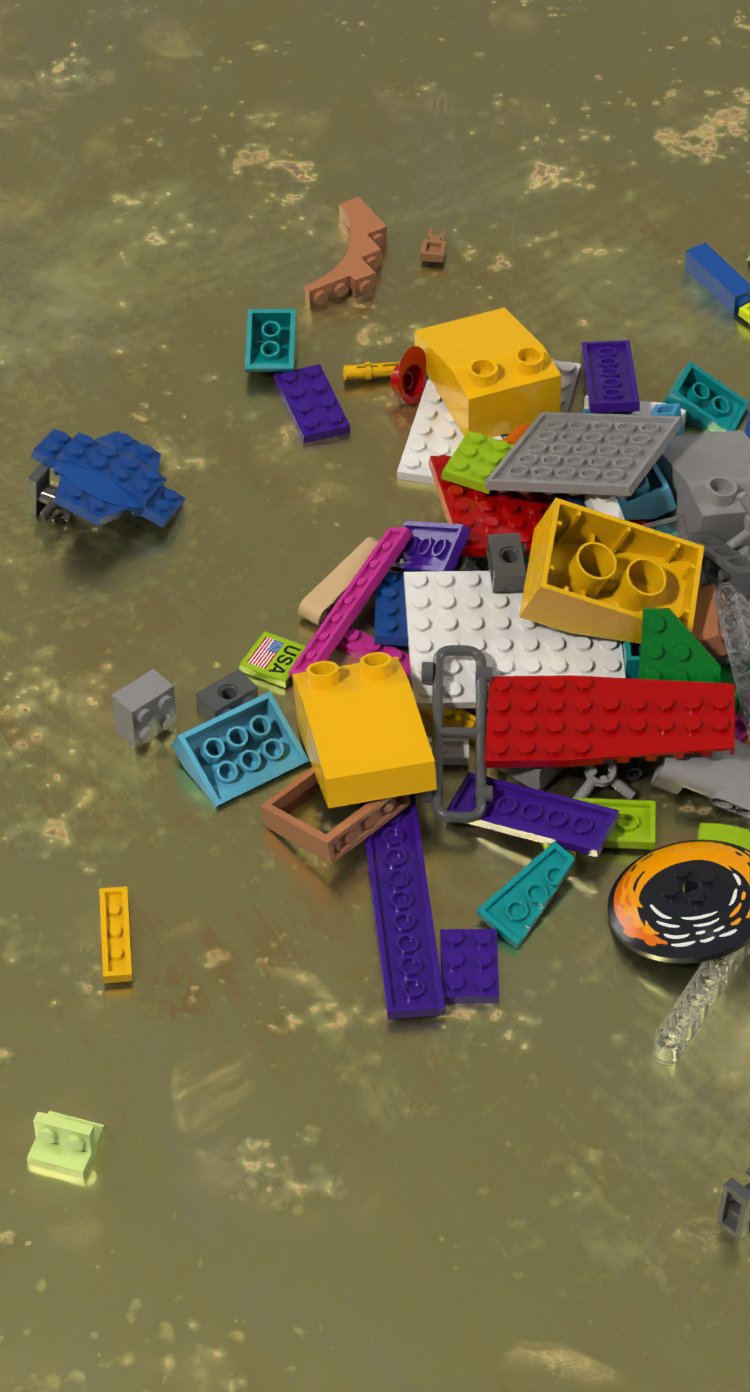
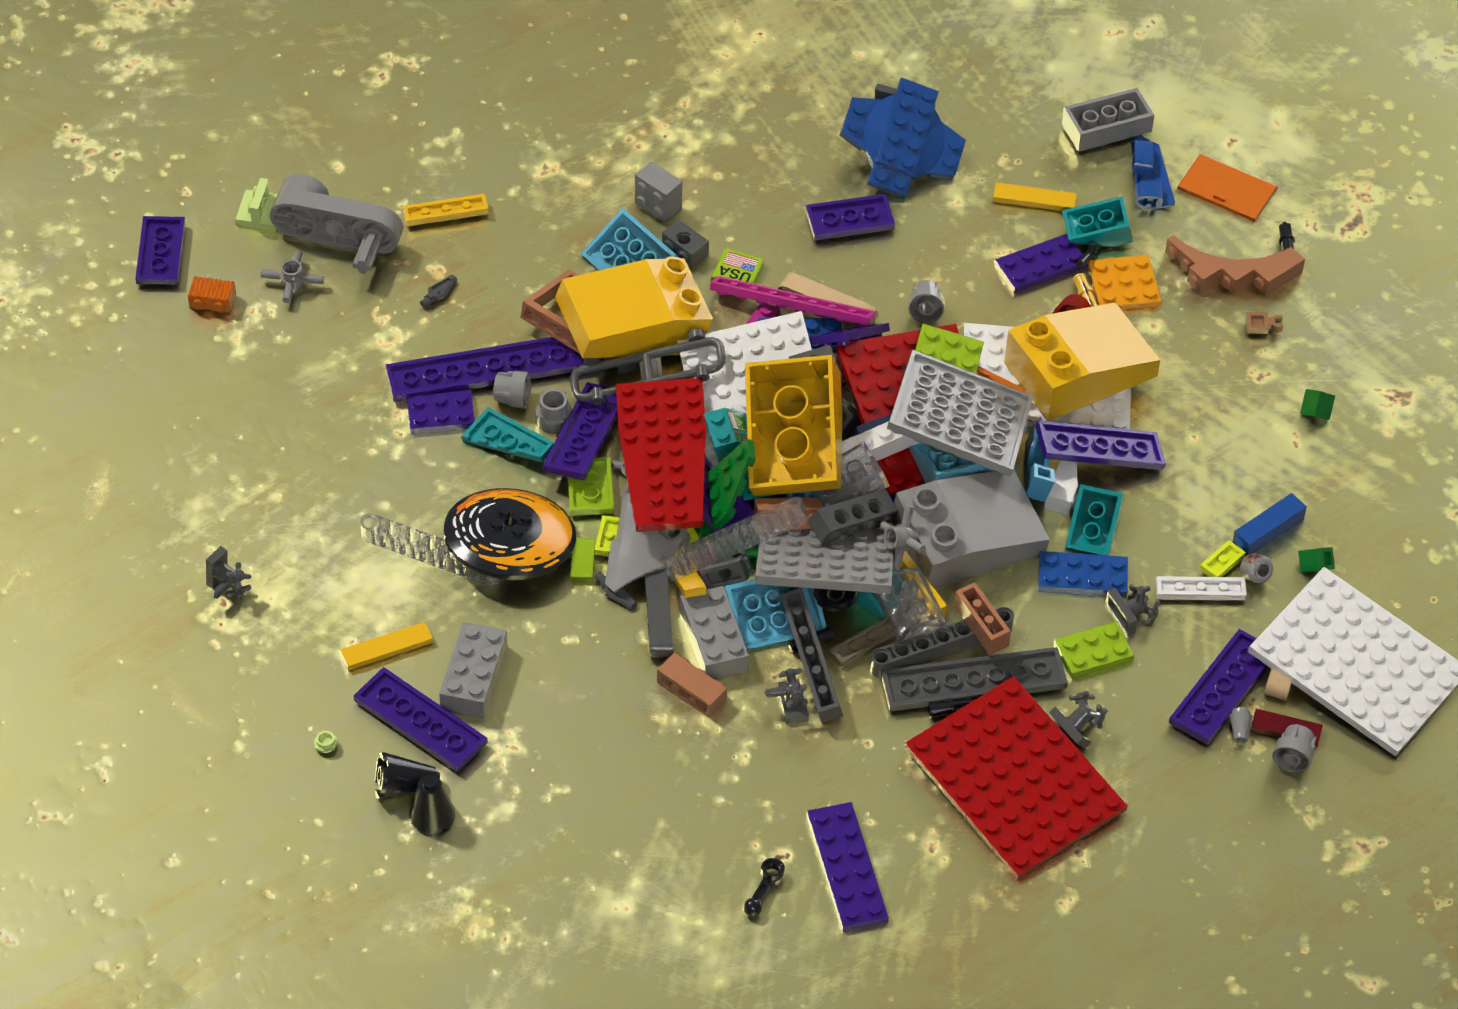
camera: 80 degrees right, 5 degrees up
(104, 1076) = (309, 213): none -> light grey beam
(111, 316) = (1107, 119): none -> light grey brick
(124, 1265) = (160, 250): none -> dark purple plate
(179, 302) = (1151, 178): none -> blue panel
(208, 396) = (1033, 197): none -> yellow tile
(208, 1108) = (292, 276): none -> light grey bar
(210, 549) = (850, 217): none -> dark purple plate
(223, 250) = (1220, 182): none -> orange container
(226, 1204) = (212, 294): none -> orange brick
(256, 954) = (438, 291): none -> dark grey piece
(312, 358) = (1090, 255): none -> black bar
(316, 214) = (1286, 238): none -> black axle
(352, 341) = (1124, 281): none -> light orange plate
(366, 492) = (926, 302): none -> light grey piece
(453, 878) = (512, 388): none -> light grey piece
(491, 846) = (552, 410): none -> light grey piece
(556, 223) = (1317, 404): none -> green panel
(584, 657) = (726, 430): none -> teal slope
(693, 810) = (606, 534): none -> neon yellow plate

